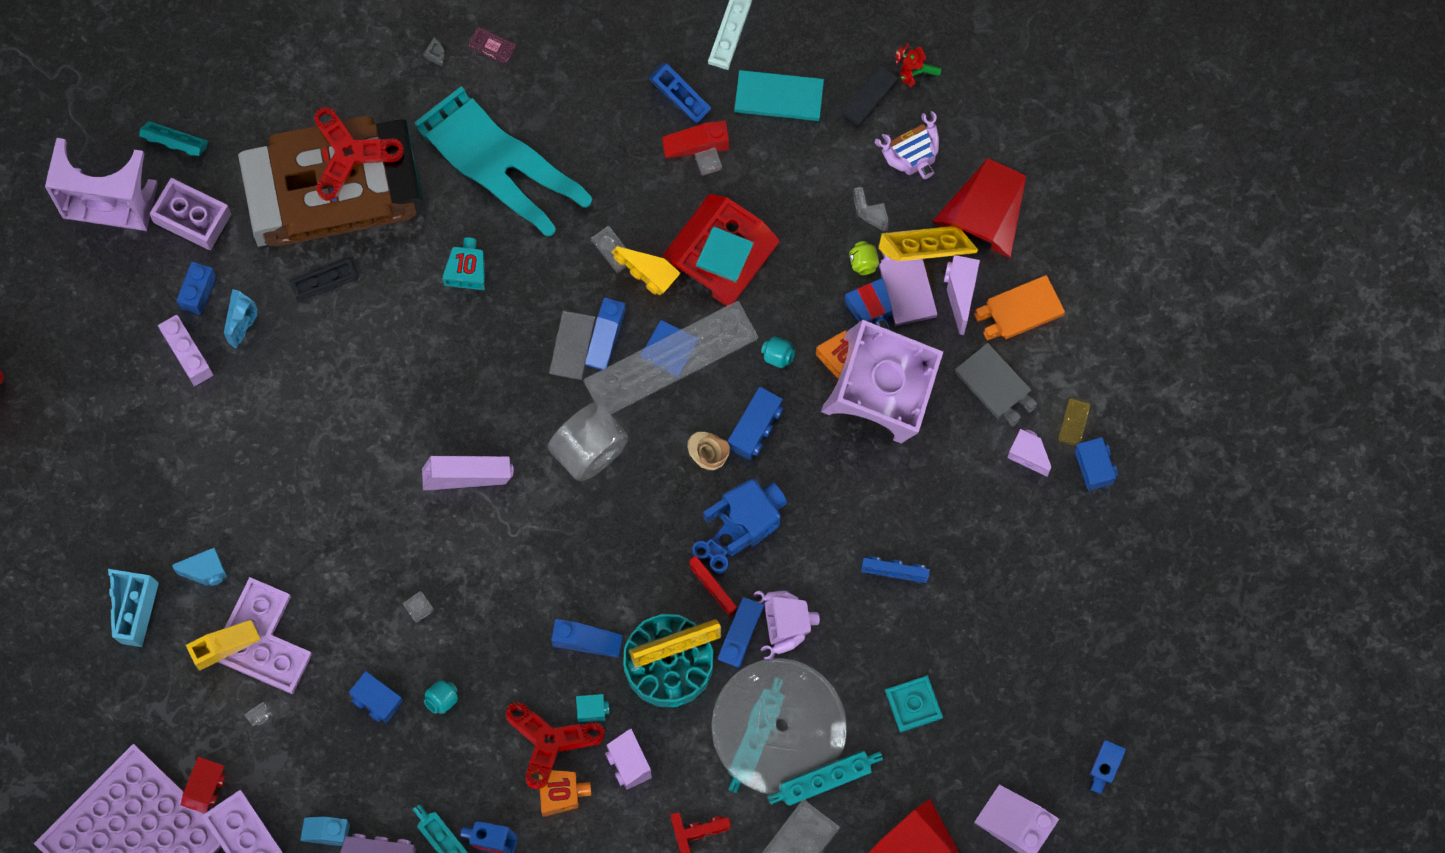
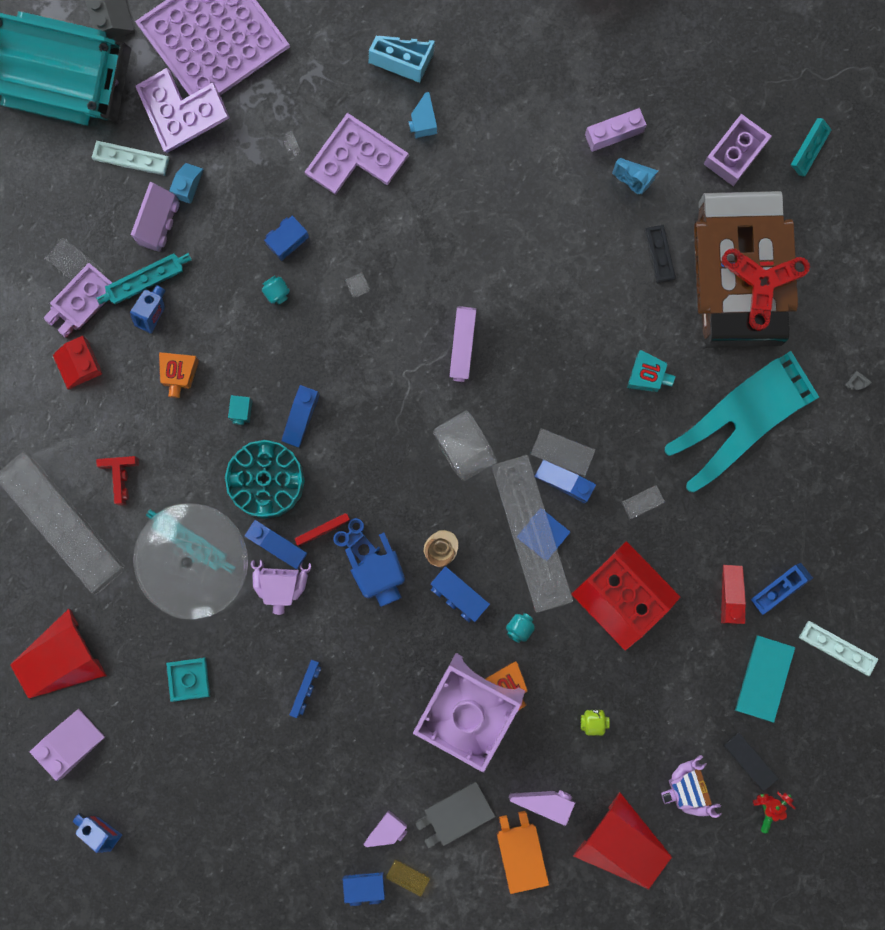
camera: 105 degrees right, 10 degrees up
(101, 200) = (759, 82): lavender piece -> none
(196, 288) = (669, 146): blue brick -> none
(202, 785) = (241, 91): red brick -> none
(222, 644) = (352, 120): yellow slope -> none
(491, 45) = (856, 432): clear pink tile -> none
(544, 753) = (206, 363): red piece -> none
(628, 760) = (188, 432): lavender slope -> none
(653, 270) = (615, 532): yellow slope -> none
(675, 643) = (270, 484): yellow slope -> none
(708, 161) = (711, 602): clear plate -> none
(724, 254) = (614, 596): teal tile -> none
(825, 778) = (138, 591): teal plate -> none
(870, 303) = (548, 719): torso -> none
(872, 214) = (633, 741): clear slope -> none
(908, 290) = (563, 755): lavender tile -> none
(926, 243) = (591, 780): yellow slope -> none

